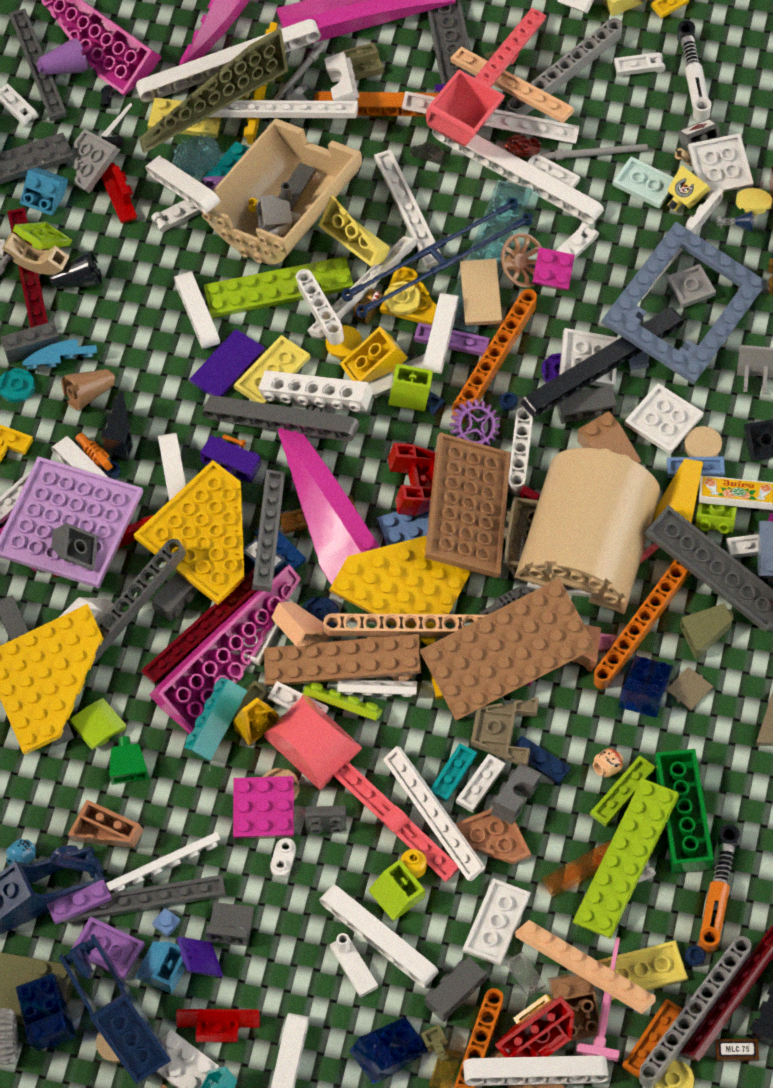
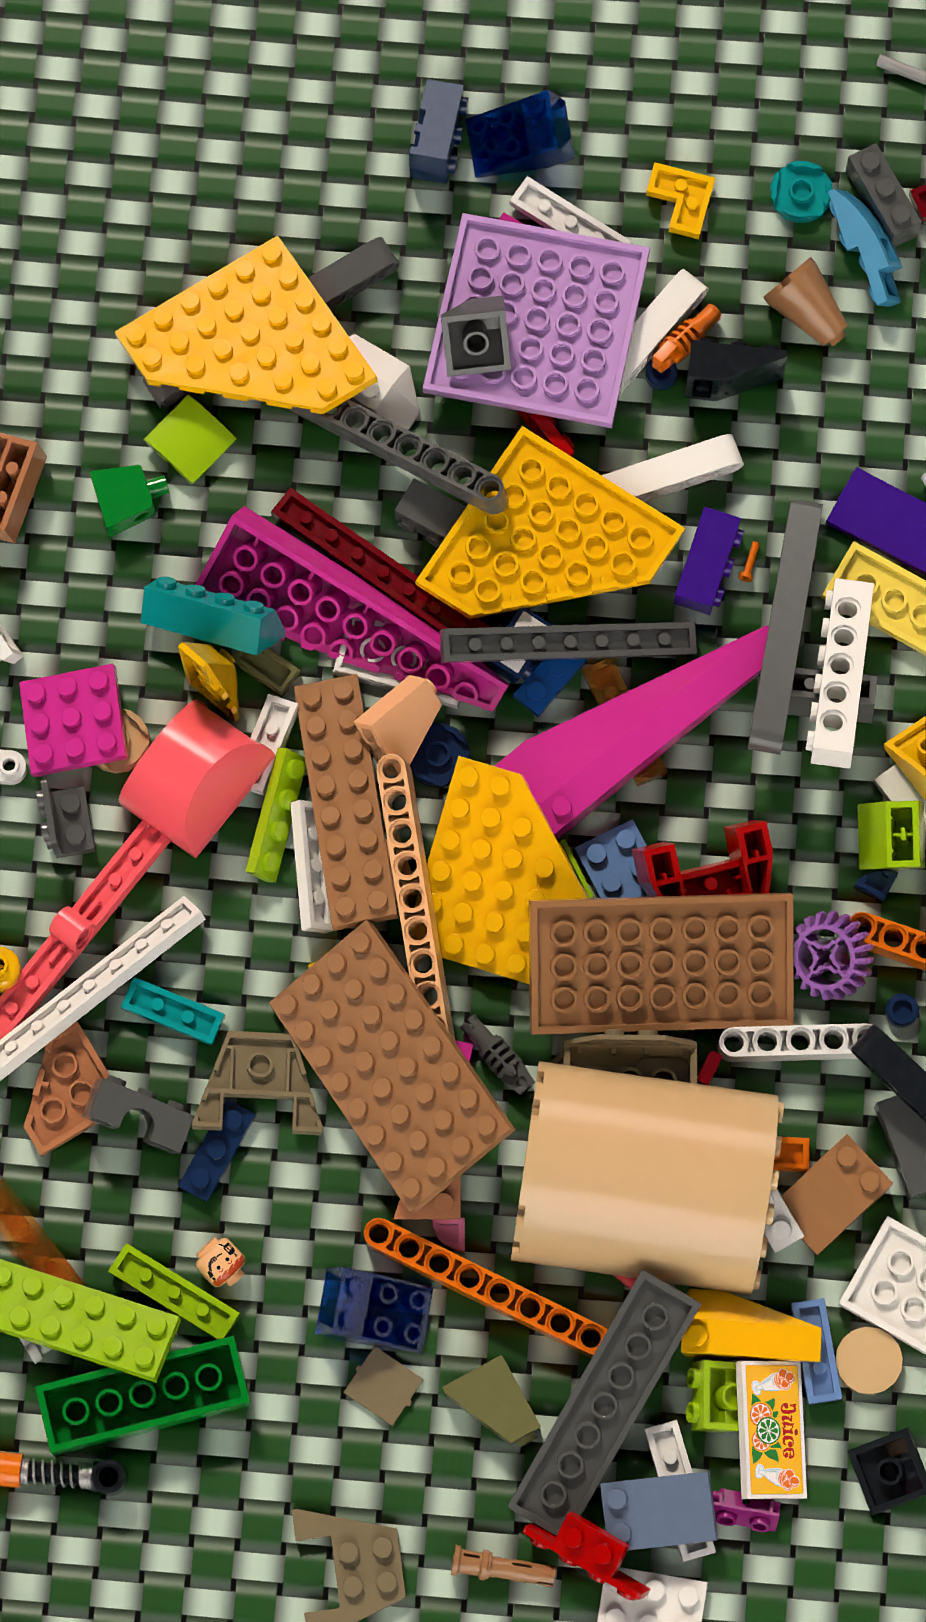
camera: 80 degrees right, 15 degrees up
(480, 783) = (159, 1058): white plate -> none

